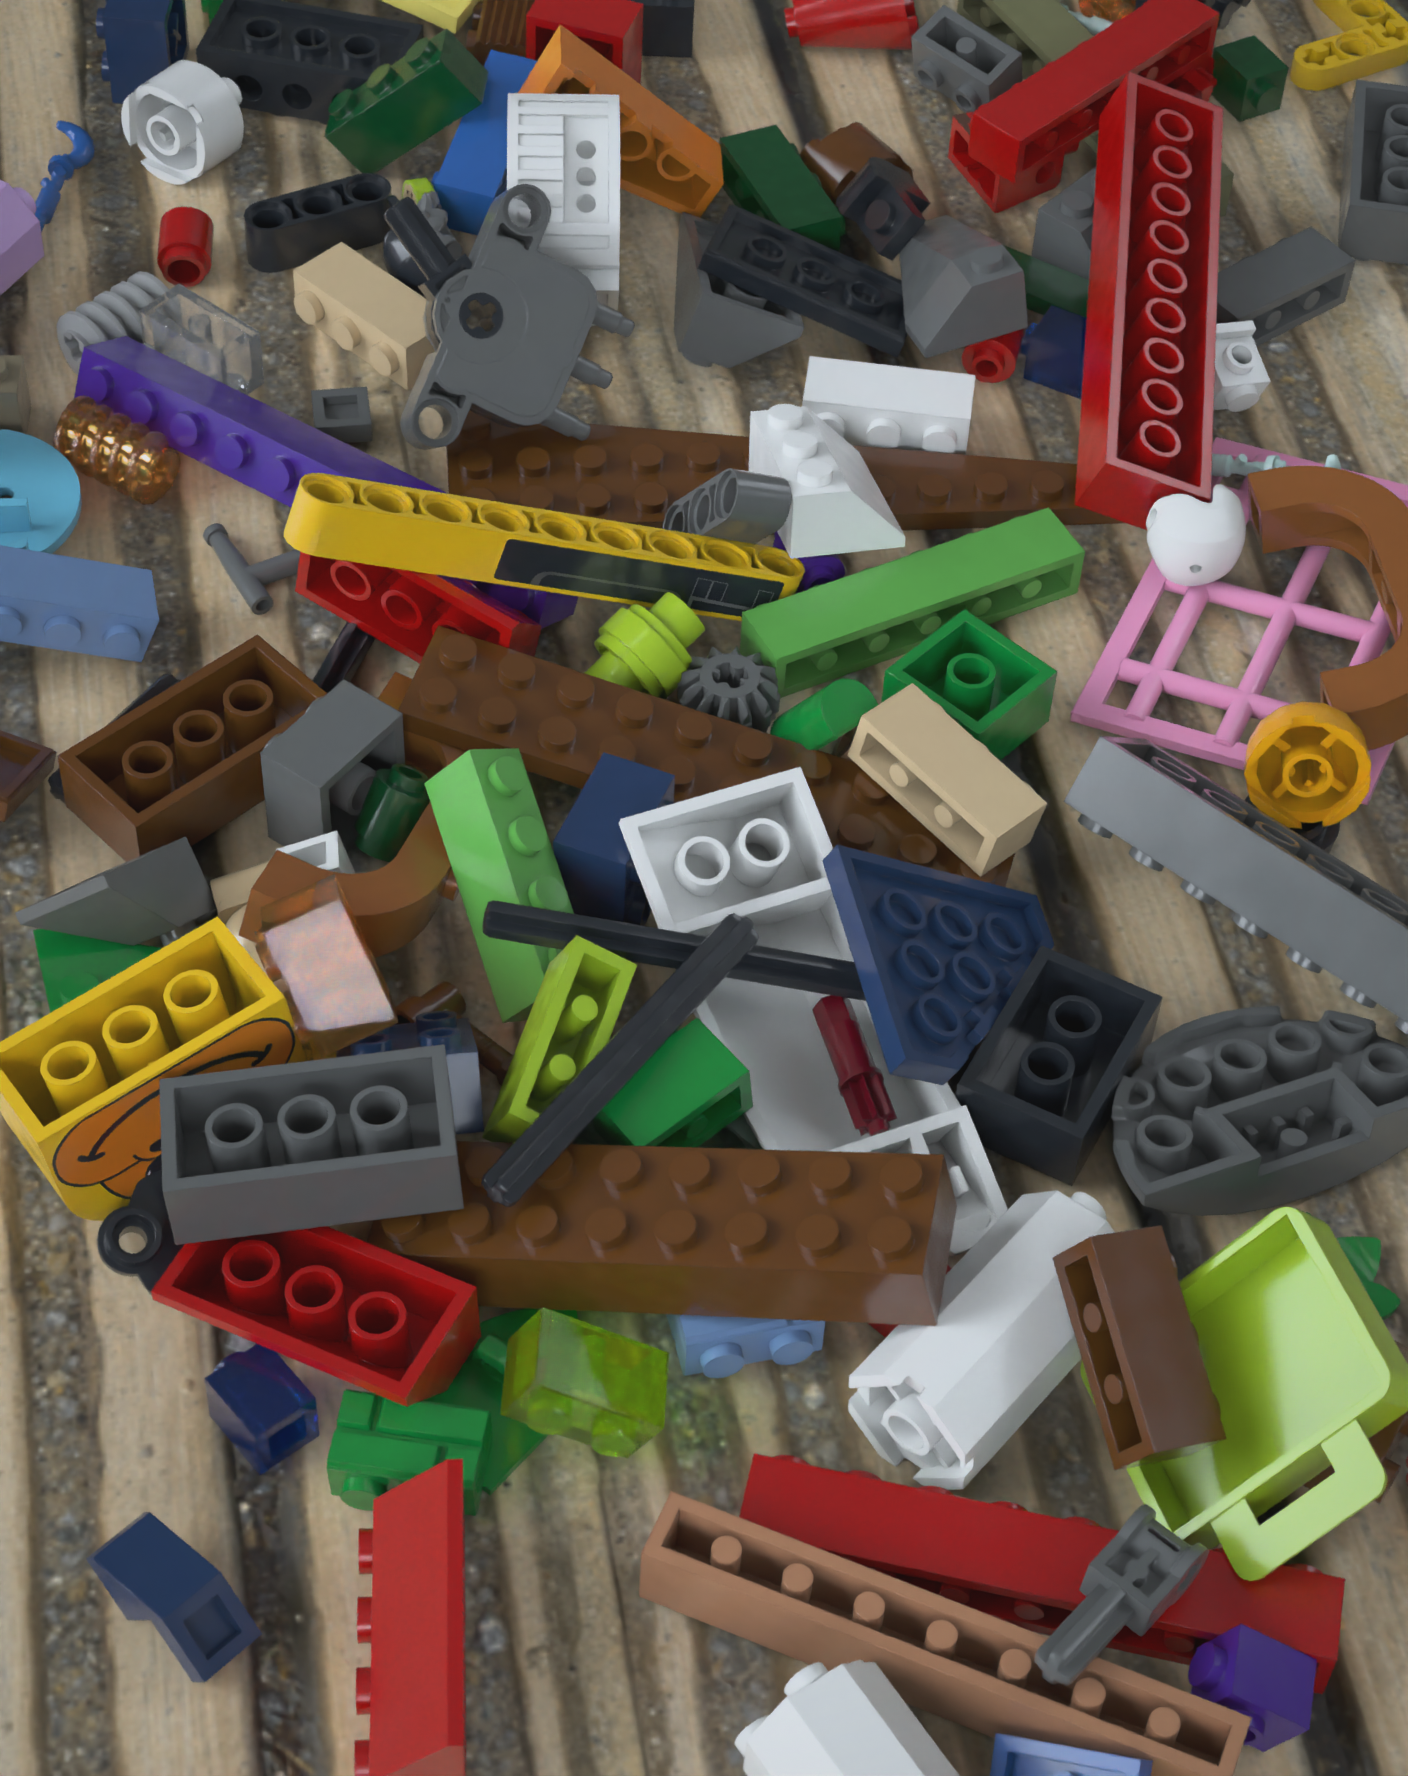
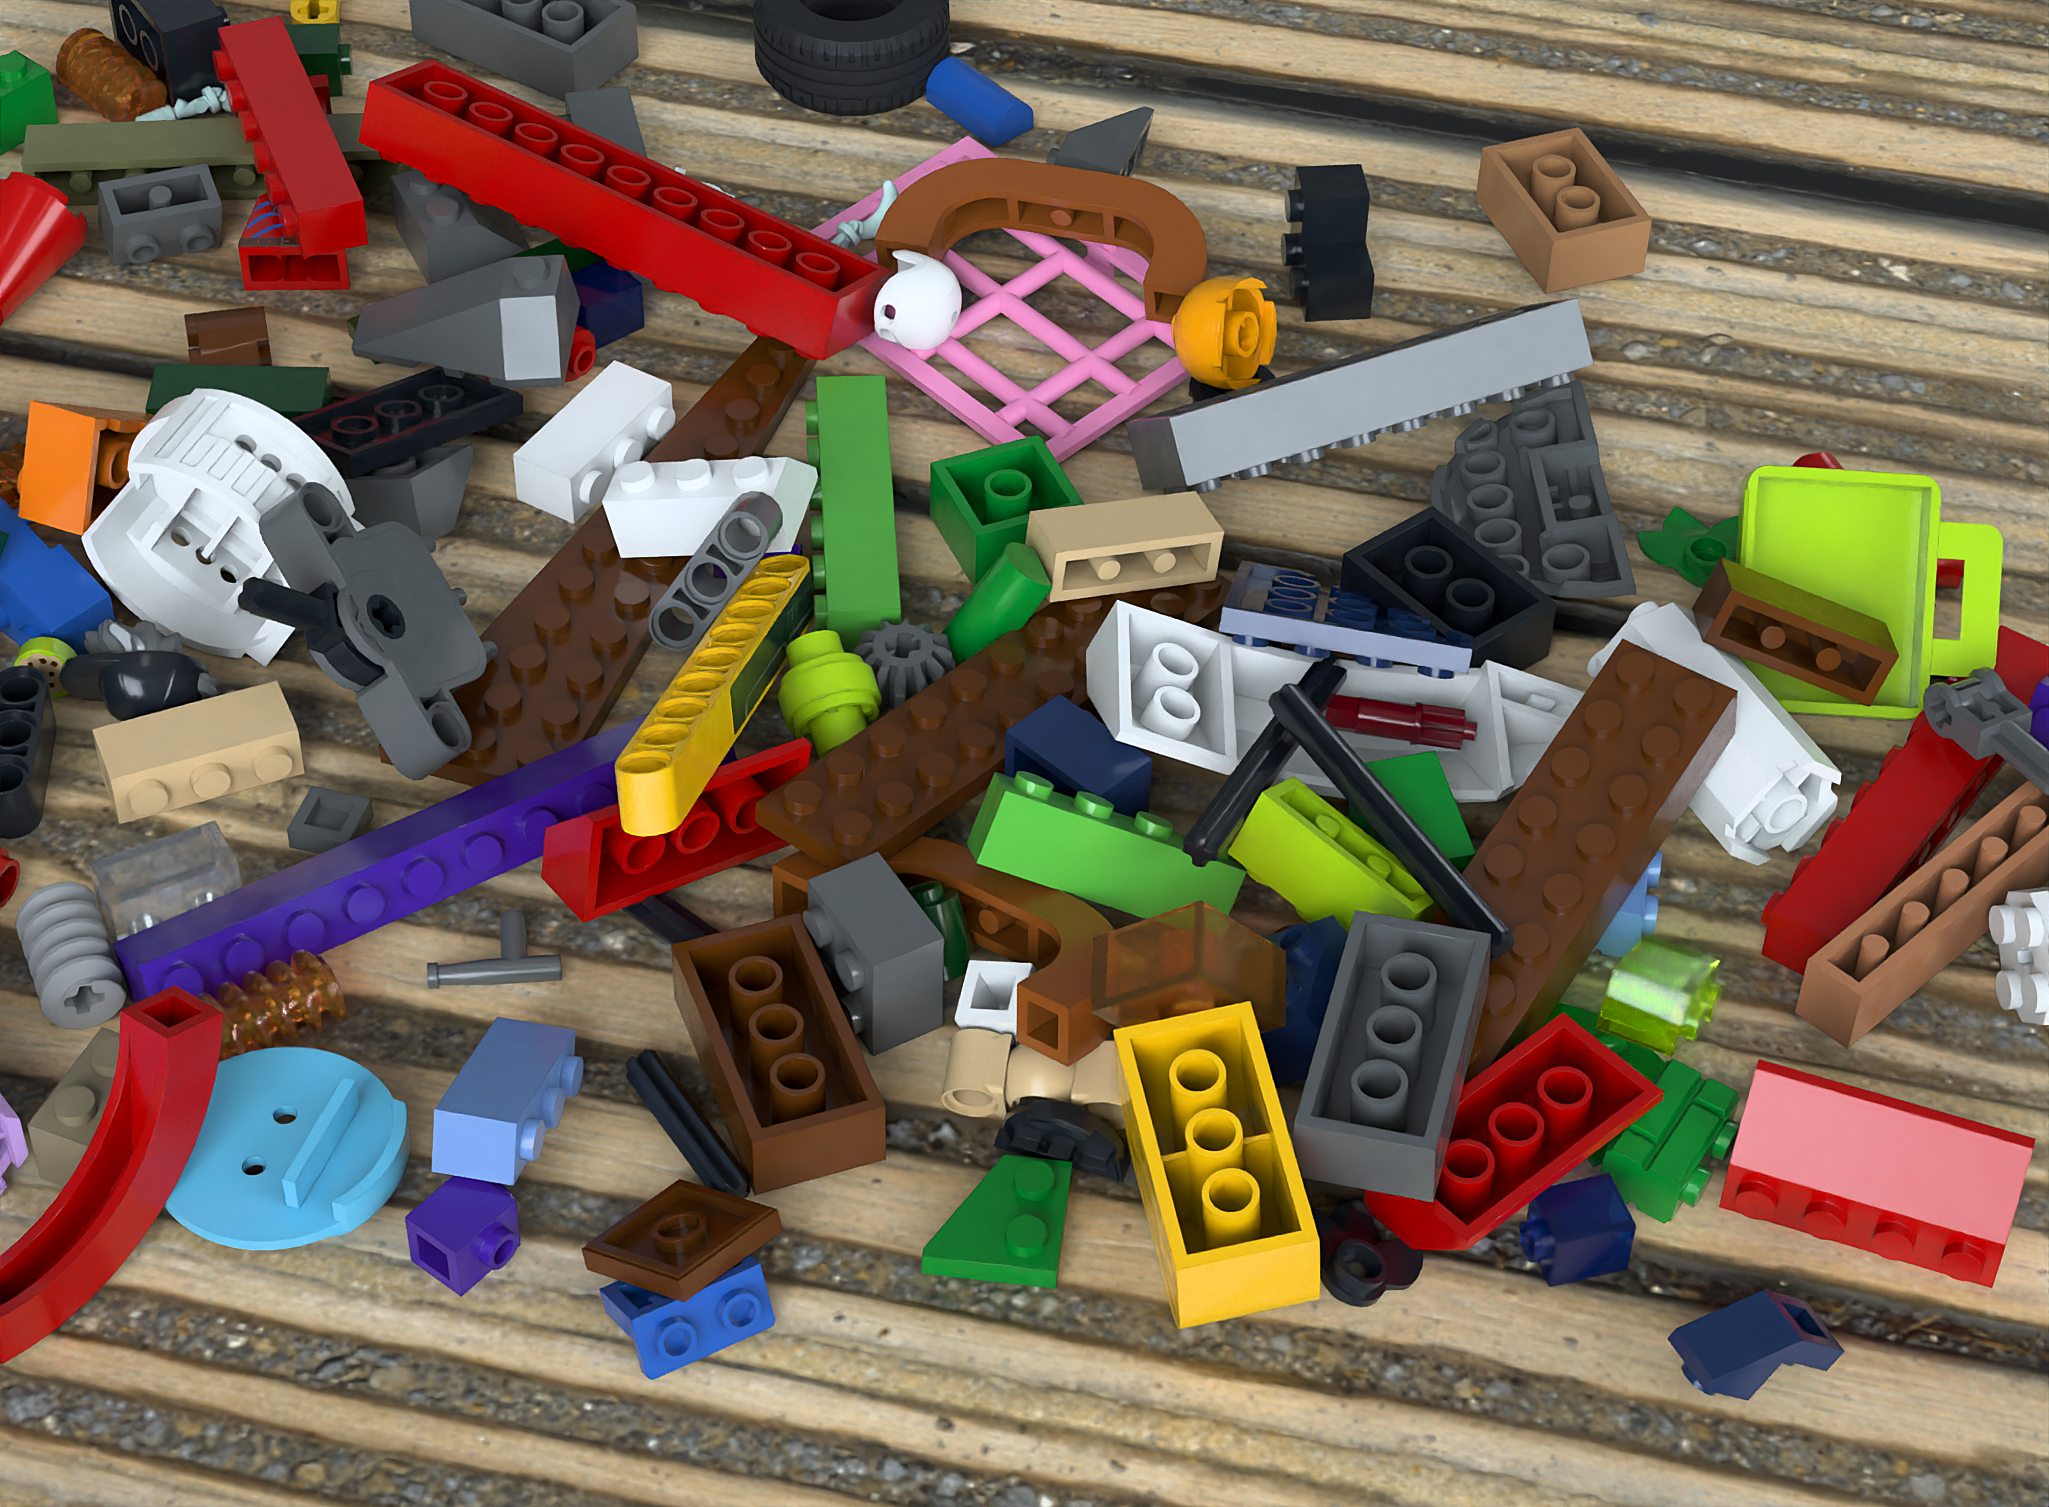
camera: 65 degrees left, 5 degrees down
(131, 901) = (935, 1158): dark grey slope -> none
(884, 205) = (335, 338): black brick -> none

